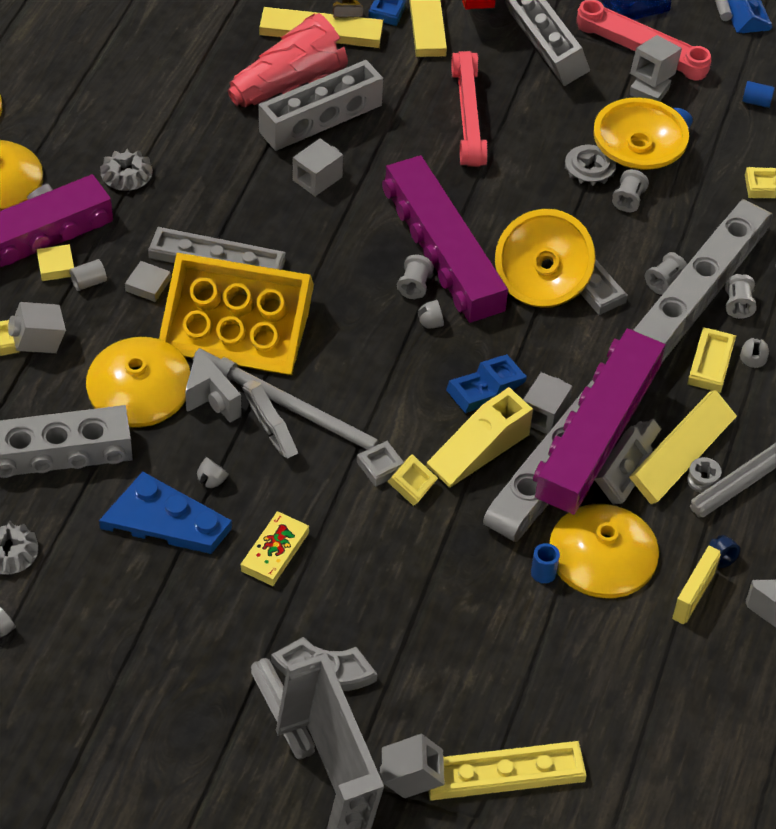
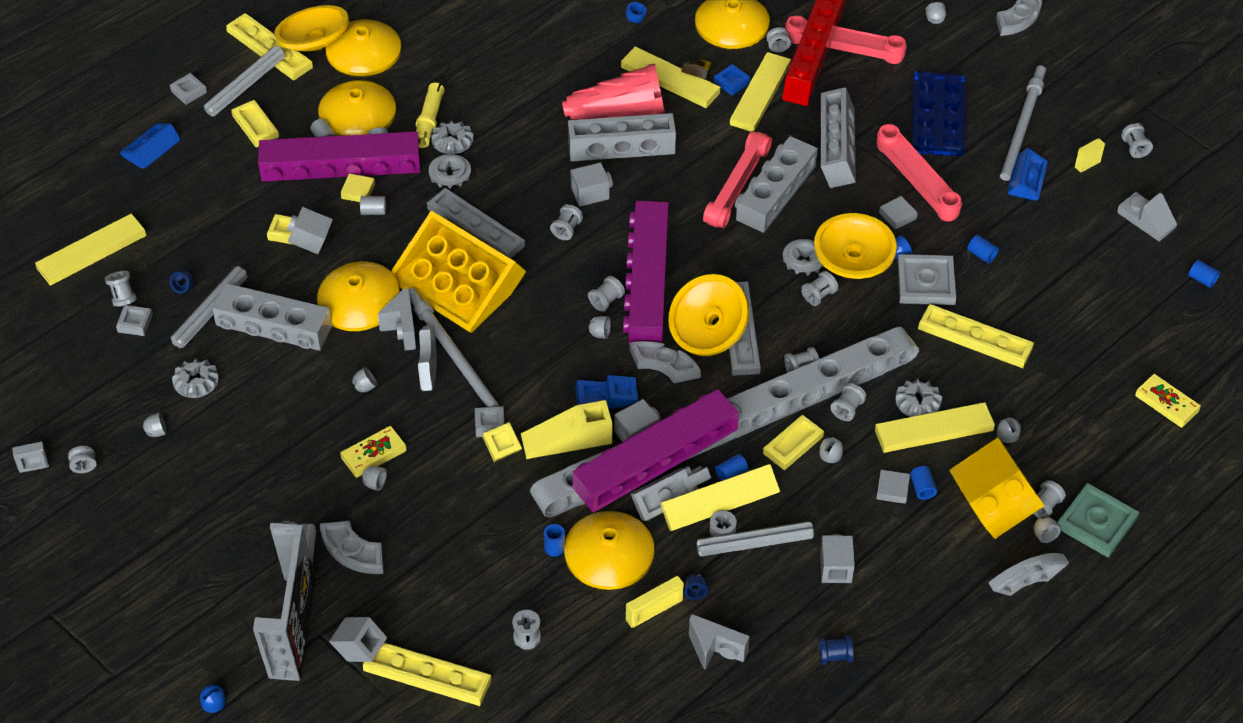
camera: 30 degrees right, 0 degrees up
(86, 160) = (427, 120): none -> light yellow pin
(148, 281) = (409, 224): light grey tile -> none
(155, 198) = (440, 166): none -> light grey gear
(165, 513) = (314, 397): blue wing -> none
(297, 576) = (374, 477): none -> light grey hinge
(320, 216) = (566, 222): none -> light grey bush
(512, 99) = (776, 184): none -> light grey brick
(533, 325) = (674, 364): none -> light grey tile
(585, 673) = (530, 629): none -> light grey bush
(655, 60) = (909, 192): light grey brick -> none
(672, 411) = (732, 467): none -> blue hinge
(727, 144) = (926, 279): none -> light grey plate

